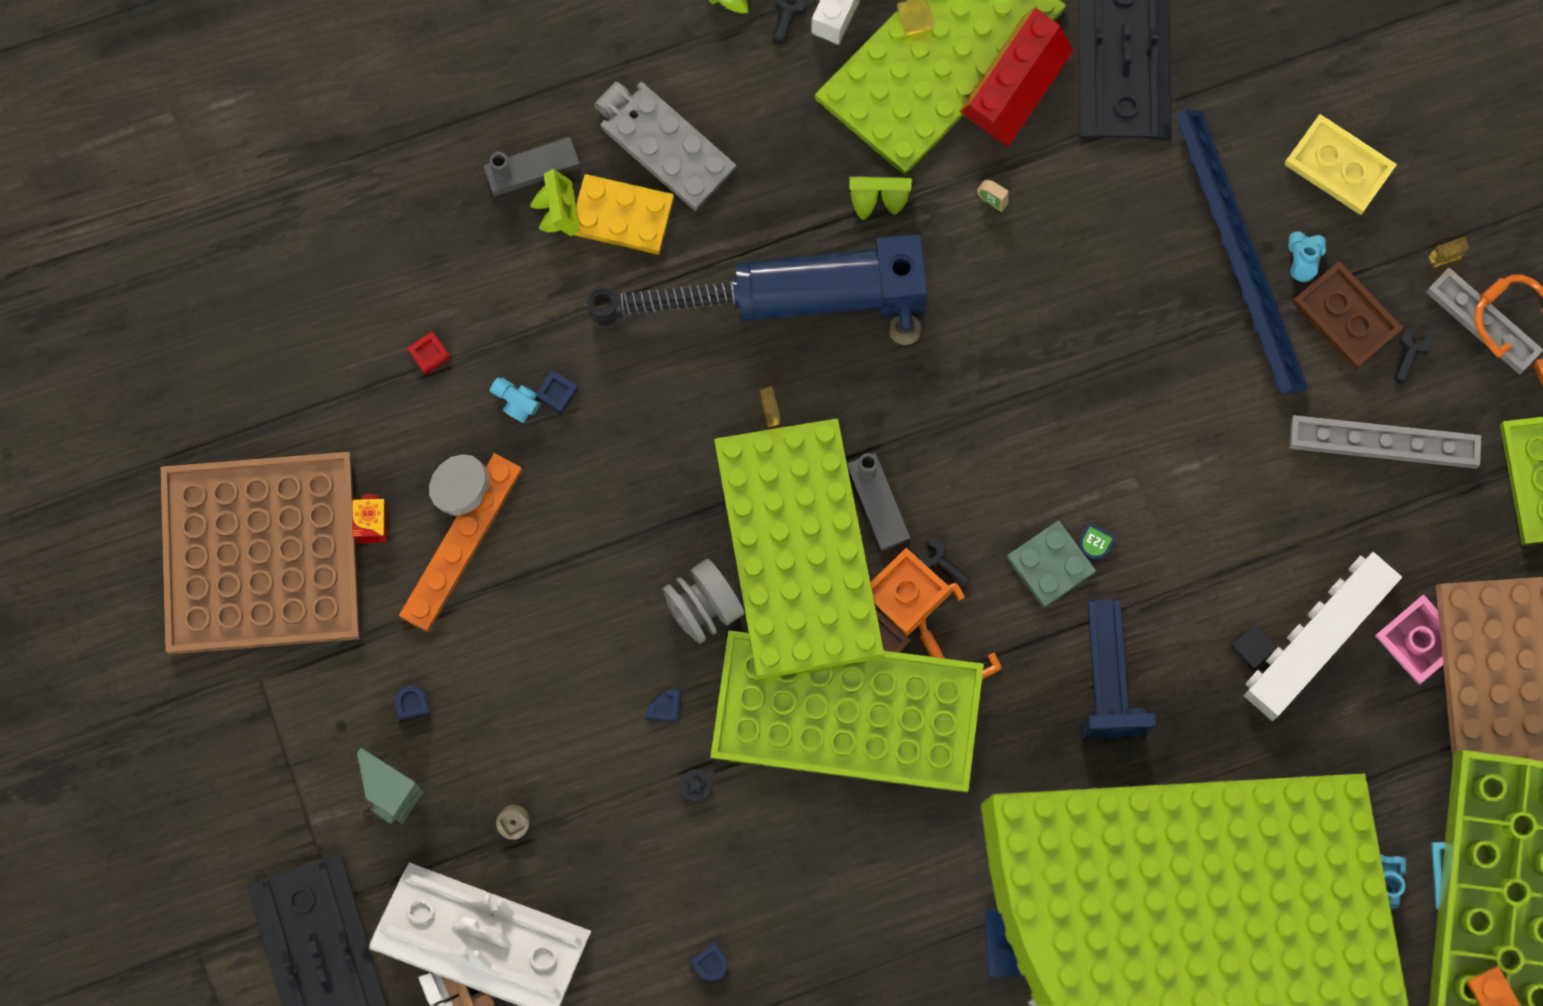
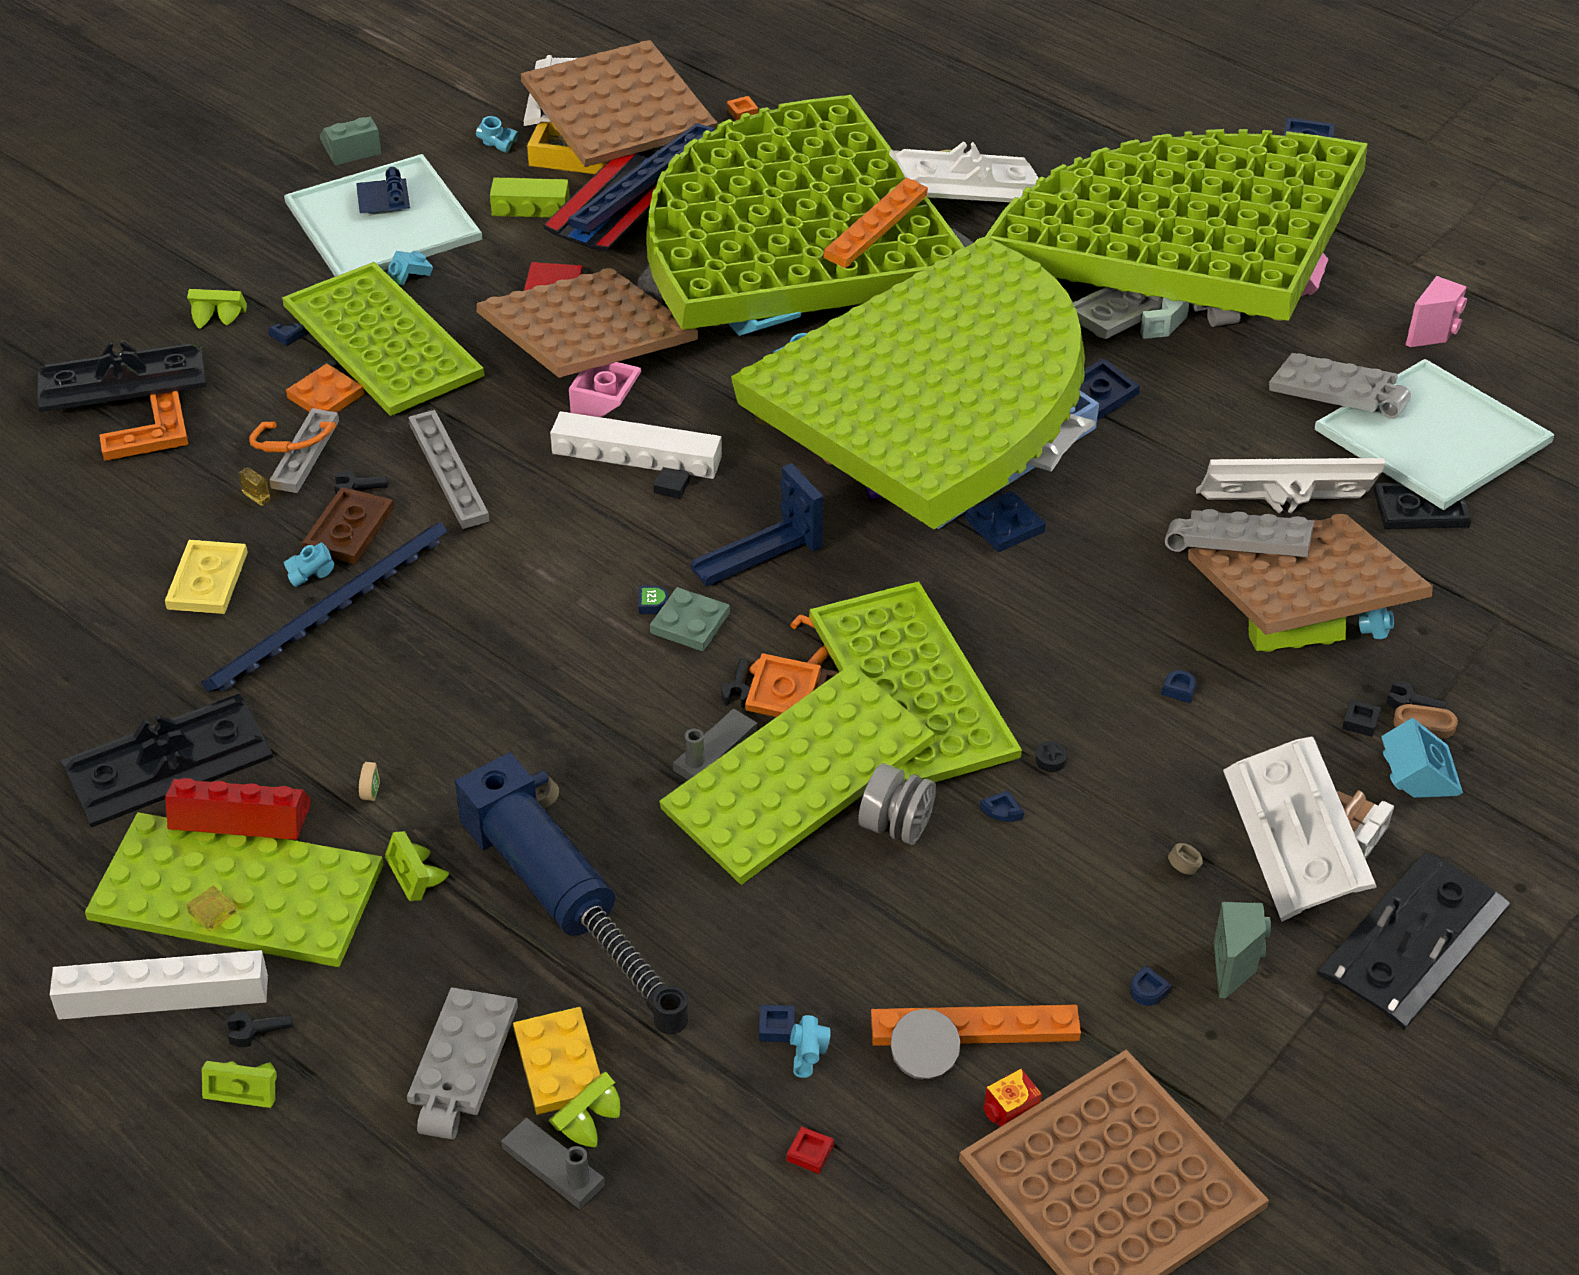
camera: 120 degrees left, 30 degrees down
(769, 406) = (681, 850): clear yellow tile -> none

